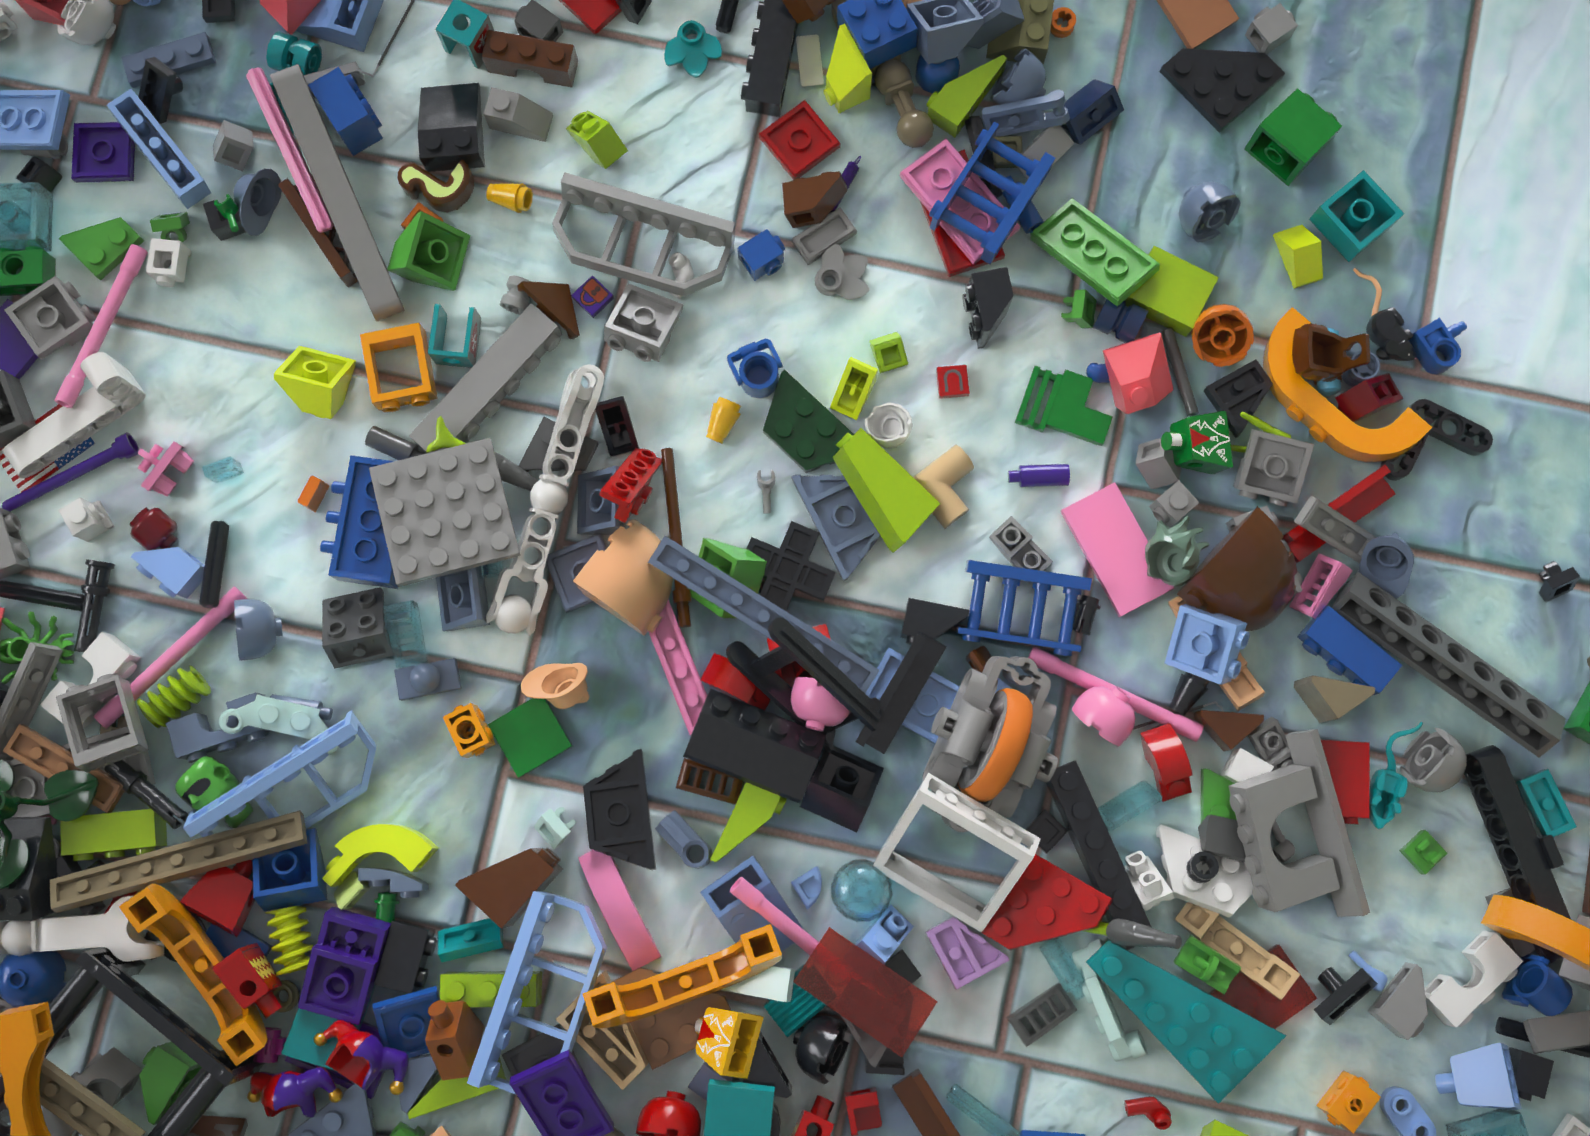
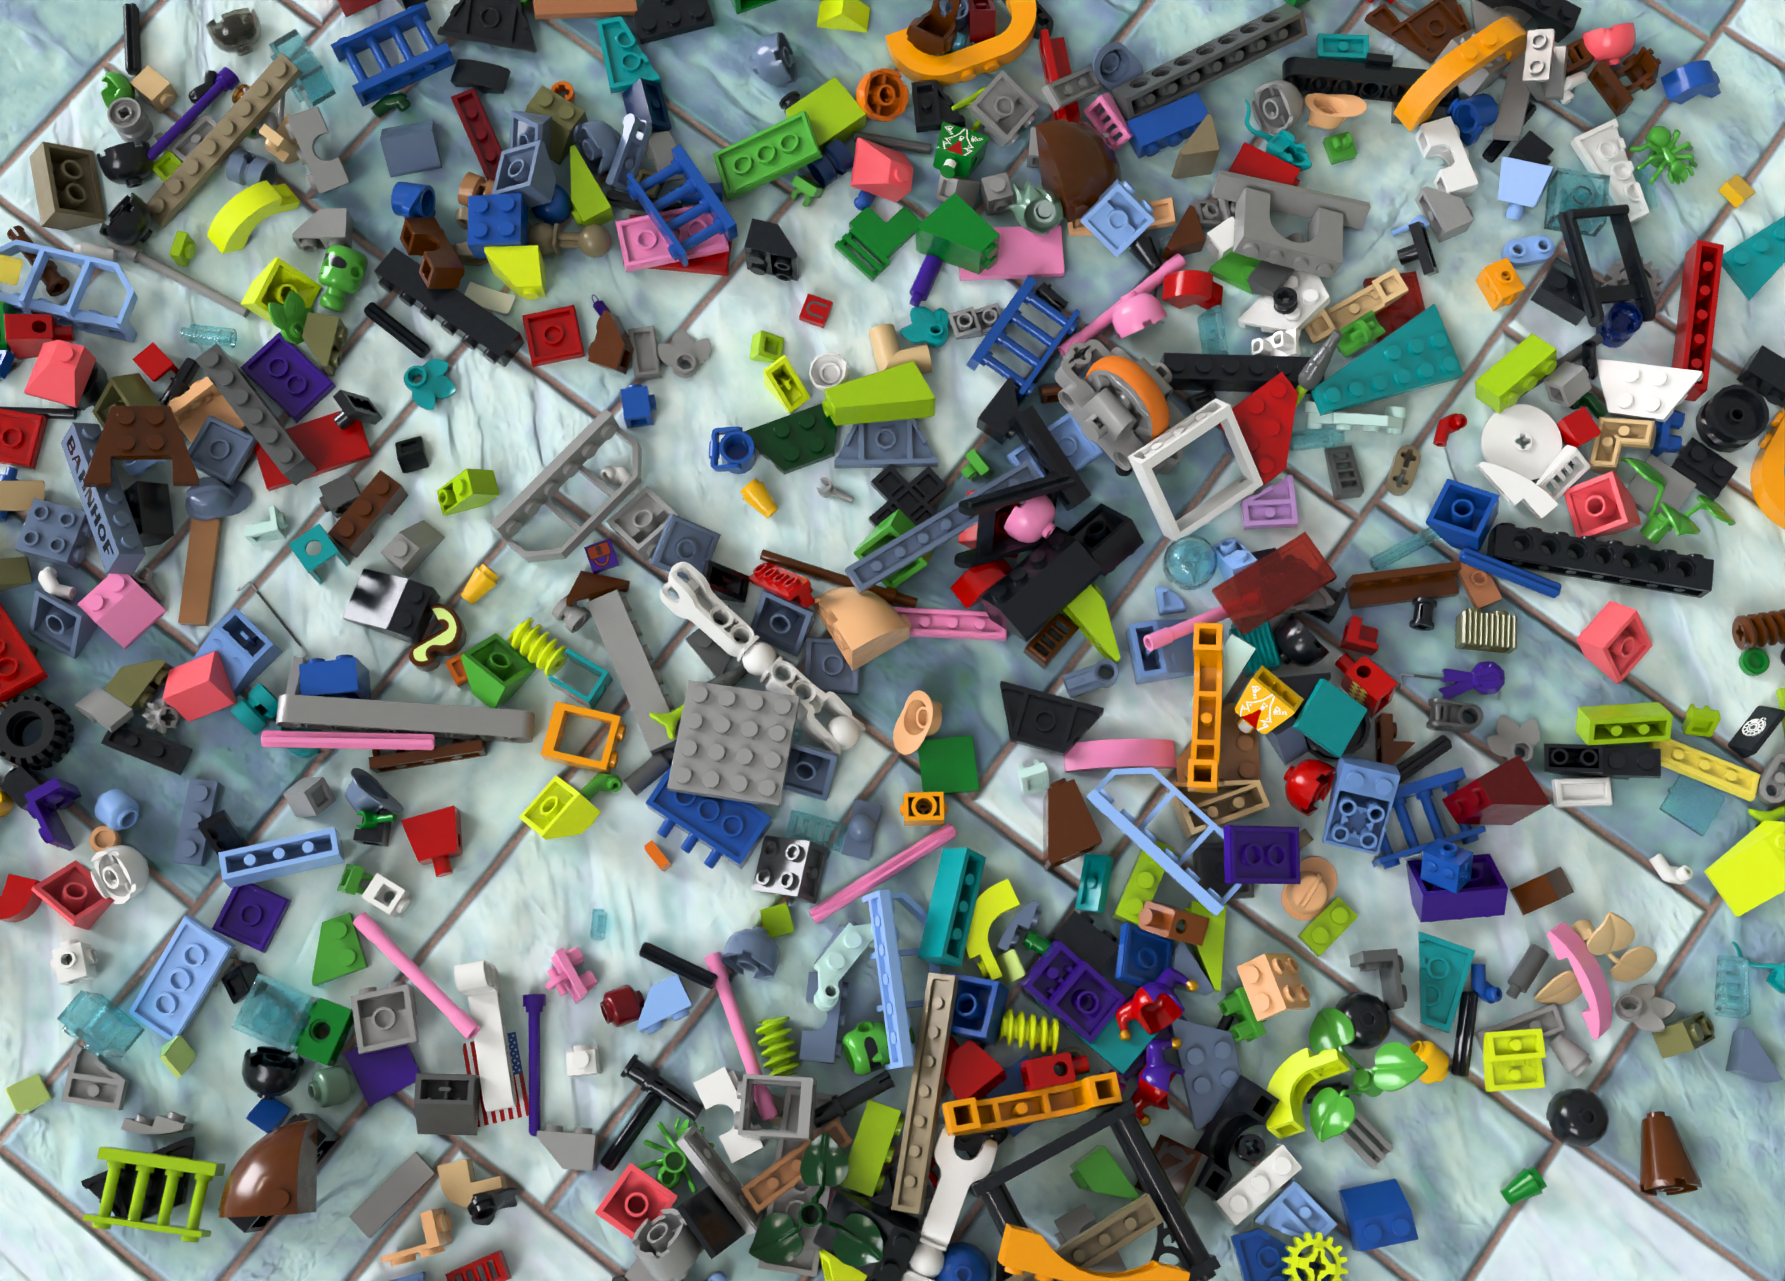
camera: 70 degrees left, 5 degrees down
(241, 279) = (436, 838): none -> red torso
(301, 638) = (777, 920): none -> lime slope
(367, 411) = (602, 782): none -> bright green arm
(378, 804) = (952, 907): none -> teal brick
(393, 721) = (882, 873): none -> bright pink axle
(468, 280) = (537, 647): none -> neon yellow piece
(613, 69) = (411, 454): none -> black slope
(632, 370) = (684, 543): none -> sand blue tile
(860, 622) = (977, 466): none -> bright green tile
(993, 498) = (927, 327): none -> teal plate
(1075, 1088) = (1408, 472): none -> dark tan beam
(1098, 485) = (958, 236): none -> green slope
(1134, 58) = (622, 55): none -> teal wing
(1171, 245) = (789, 100): none -> black bush
(1461, 822) = (1331, 110): none -> light nougat piece

